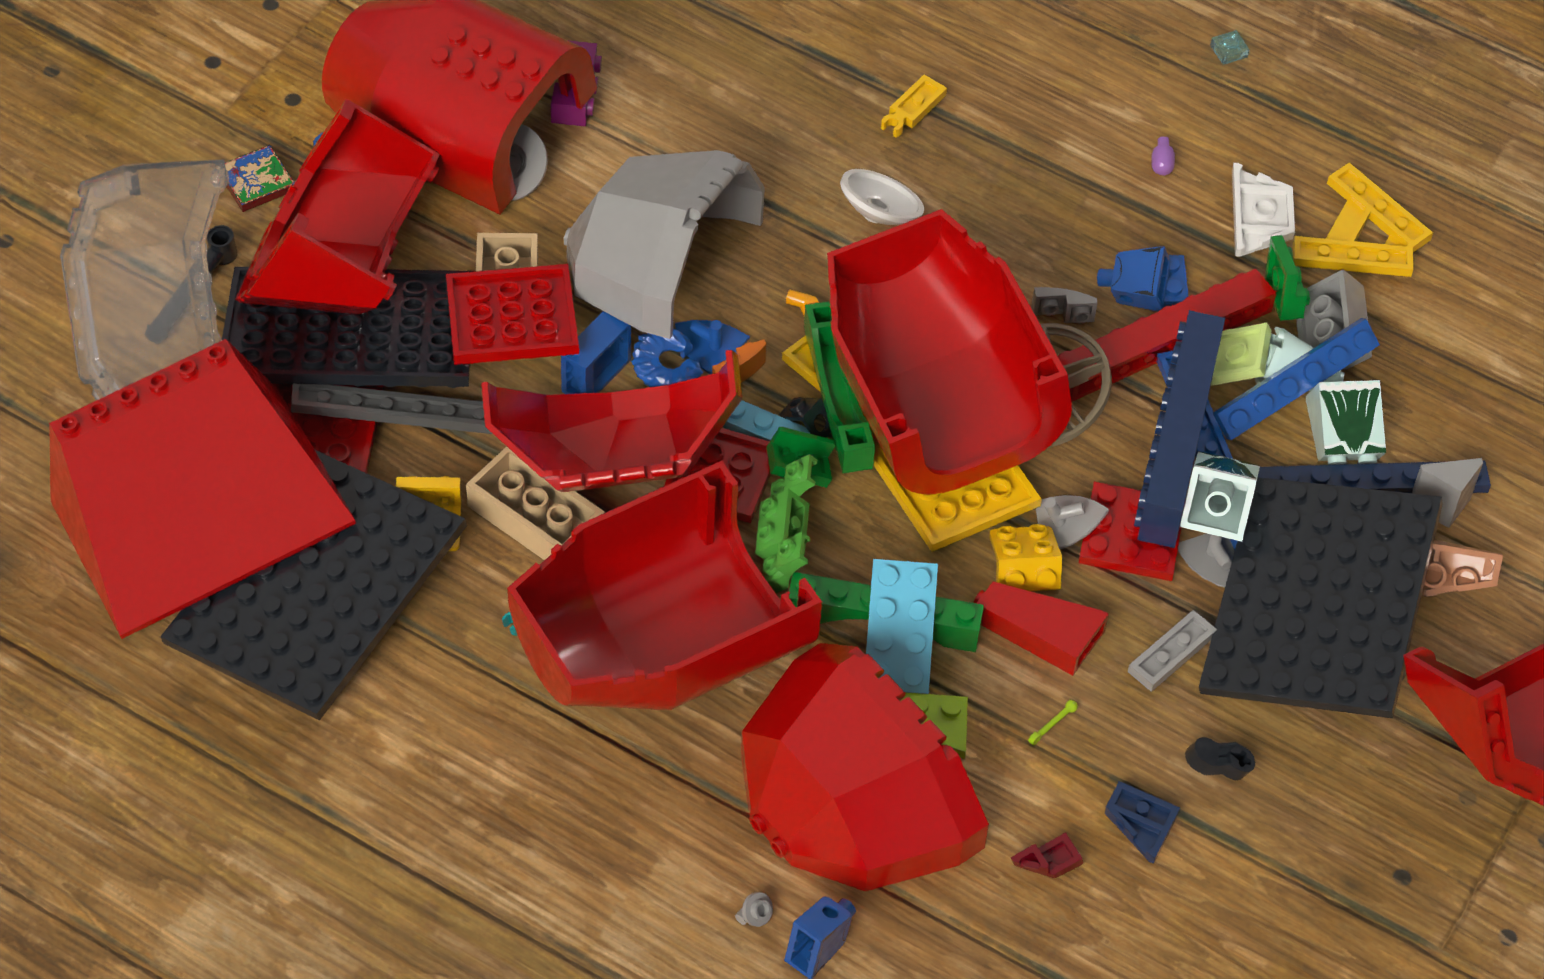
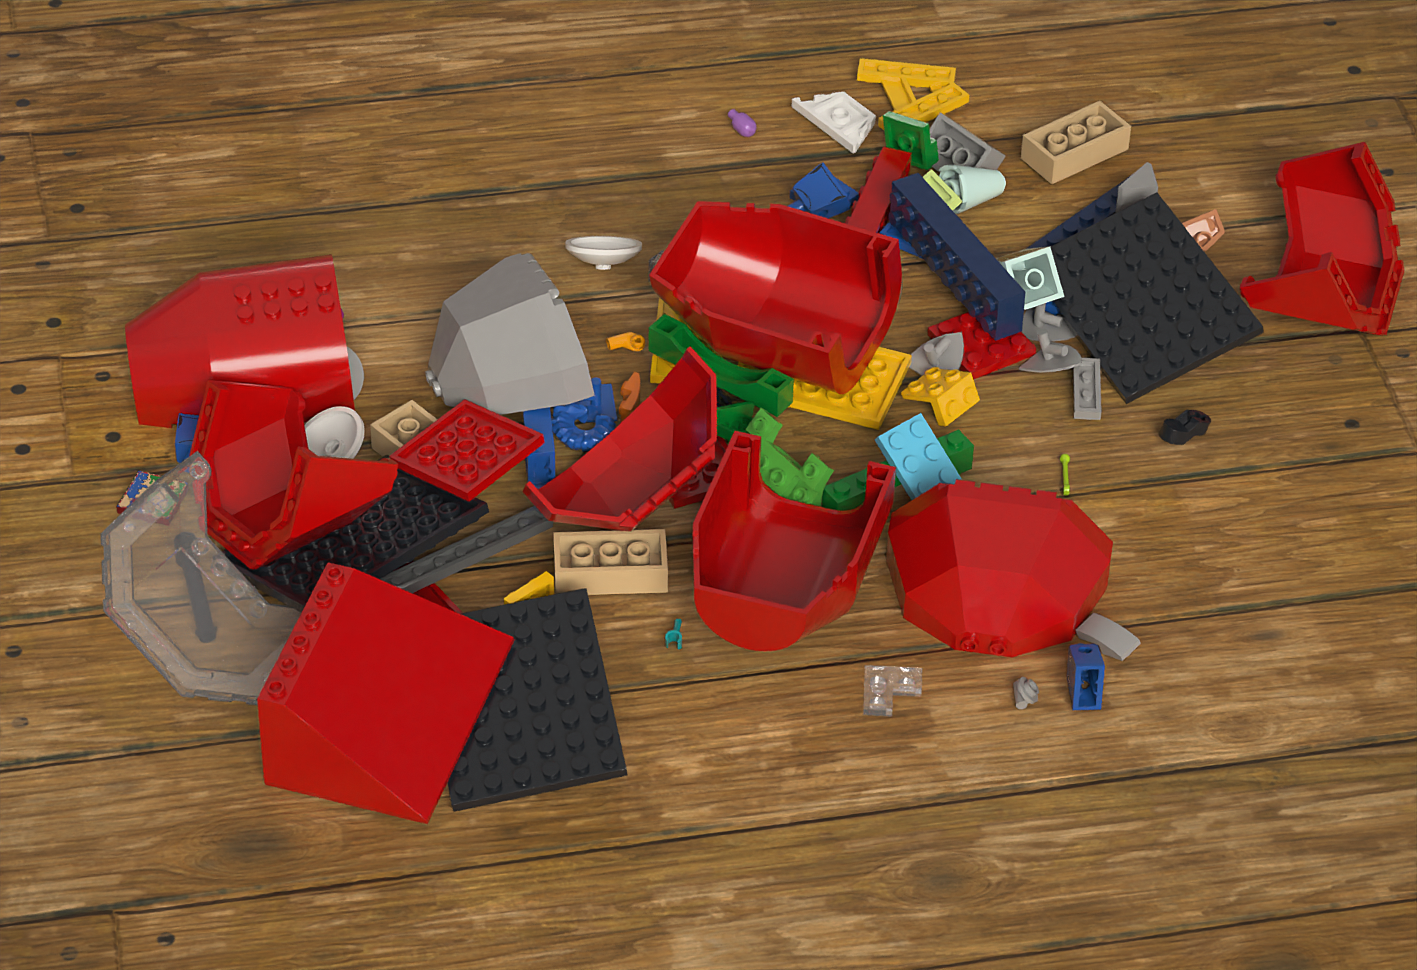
camera: 40 degrees left, 10 degrees down
(436, 226) = (335, 433): none -> white dish
(640, 802) = (886, 681): none -> clear plate
(892, 914) = (1110, 636): none -> light grey slope
(914, 104) = (550, 185): yellow plate -> none
(1042, 624) = (1000, 422): red slope -> none
(1051, 858) = (1156, 545): dark red slope -> none
(1141, 818) = (1181, 488): dark blue wing -> none
(1176, 597) = (1052, 356): none -> light grey shield
(1229, 47) = (704, 38): clear light blue plate -> none
(1296, 379) = (987, 182): blue plate -> none
(1347, 421) = (1035, 199): slope -> none
(1458, 389) = (1075, 142): none -> tan brick

